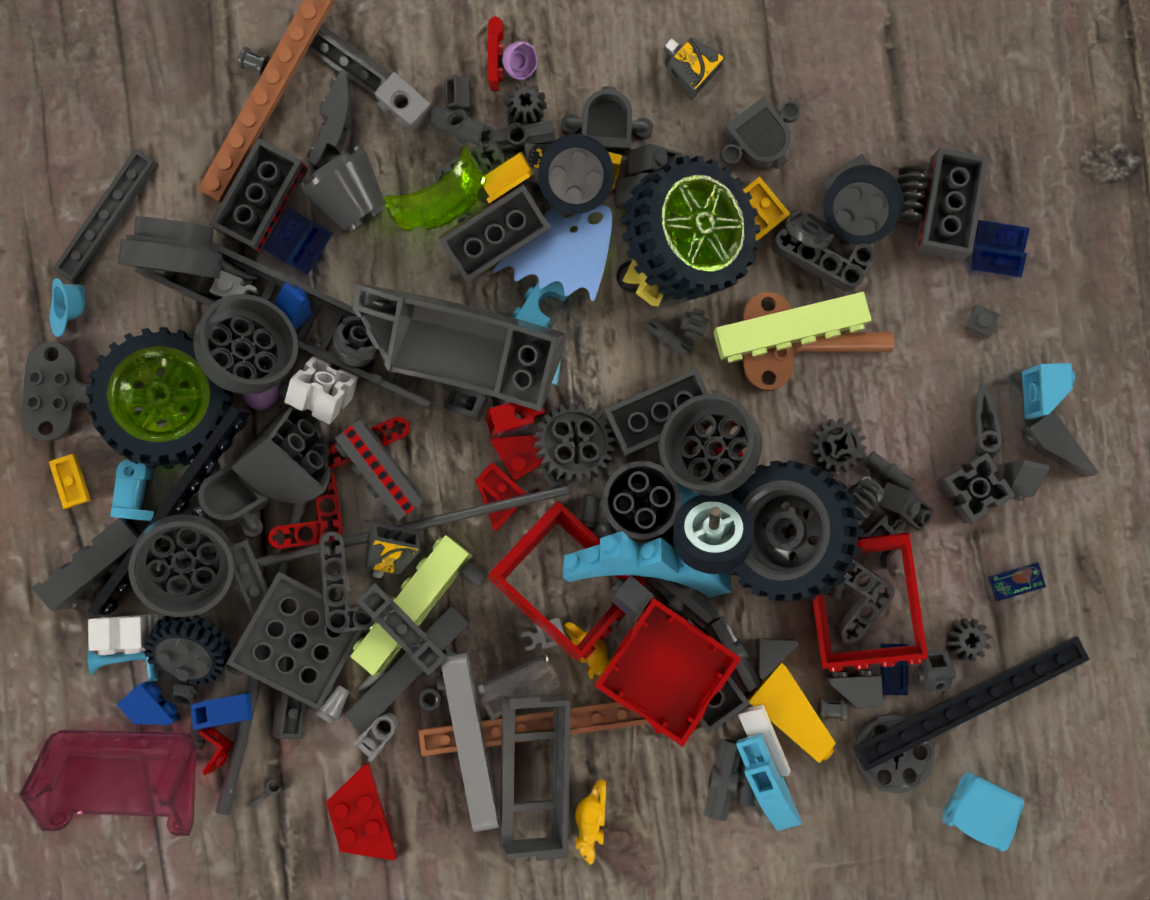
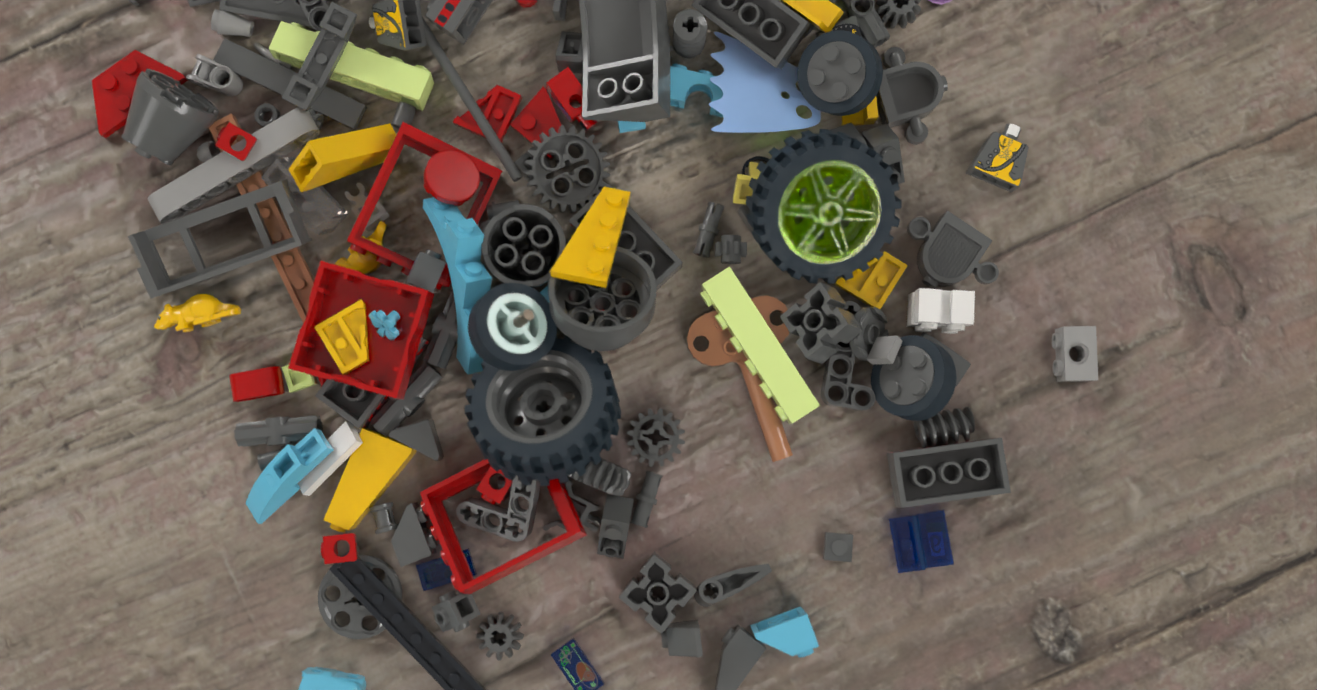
camera: 70 degrees right, 0 degrees up
(404, 789) = (165, 117): none -> dark grey cone
(443, 737) = (227, 137): none -> red bracket
(446, 763) = (207, 151): none -> light grey hinge
(486, 285) = (689, 33): none -> dark grey piece
(498, 638) = (341, 155): none -> yellow slope
(554, 545) = (451, 177): none -> red tile
(662, 437) = (594, 244): none -> yellow wing
(668, 647) = (385, 323): none -> medium azure plant
(668, 686) = (346, 337): none -> yellow wing
(674, 786) = (256, 384): none -> red beam
(675, 751) = (297, 380): none -> yellowish green tile
(782, 278) = (821, 323): none -> dark grey brick
(811, 161) = (940, 309): none -> white brick
(831, 220) = (884, 350): none -> light grey tile
(843, 606) = (490, 494): none -> red bracket
(846, 766) = (330, 551): none -> red bracket
(894, 56) = (1084, 341): none -> light grey brick

